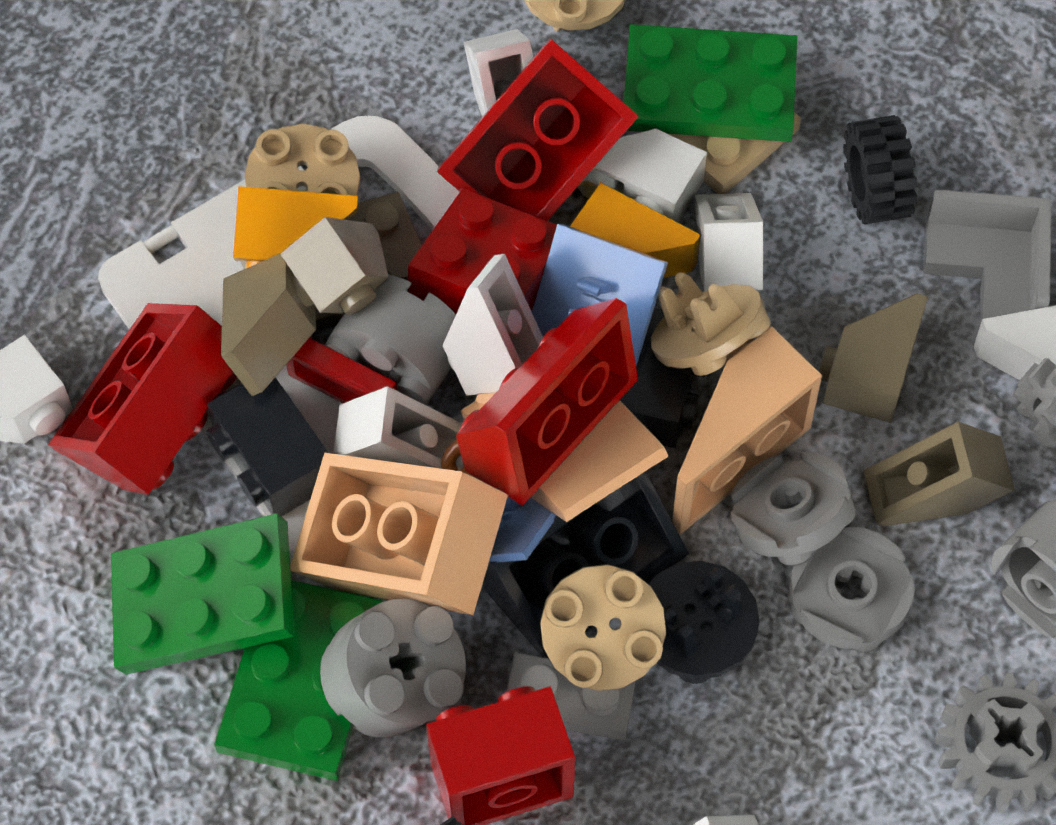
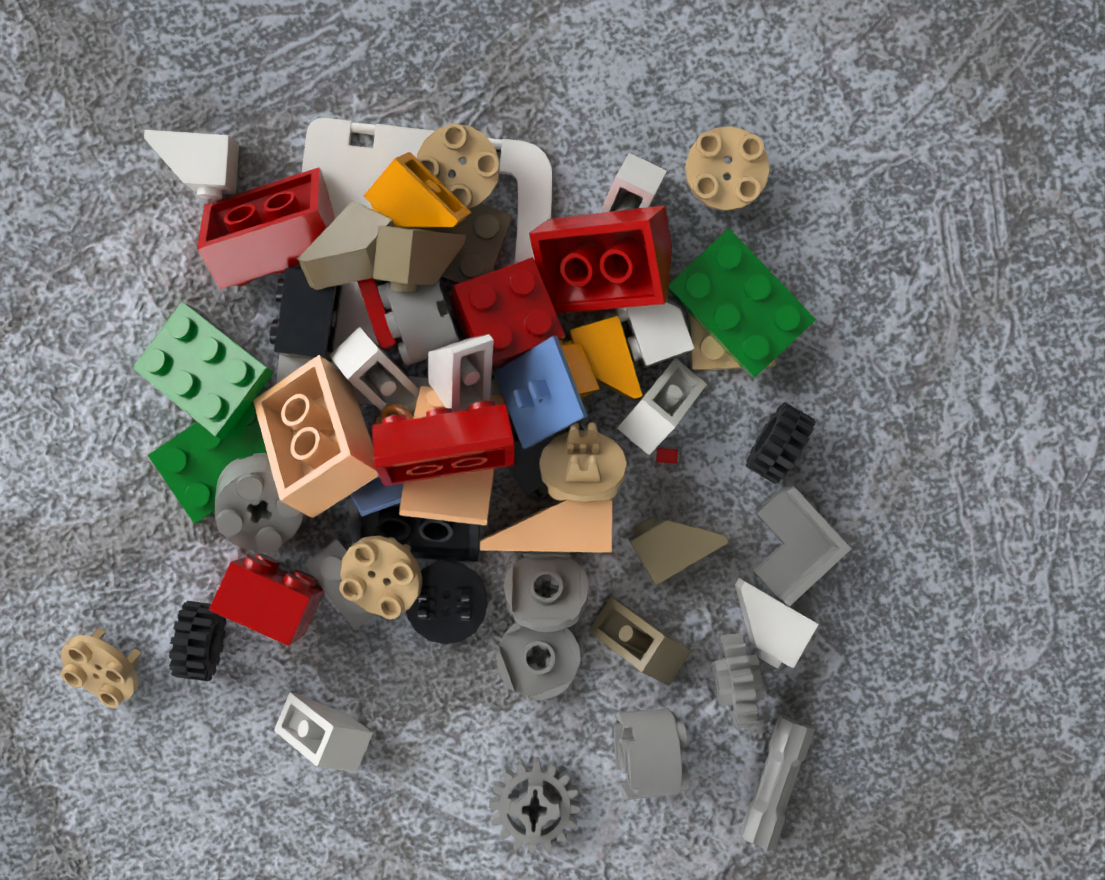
camera: 40 degrees right, 25 degrees up
(780, 290) = (666, 455): none -> red piece

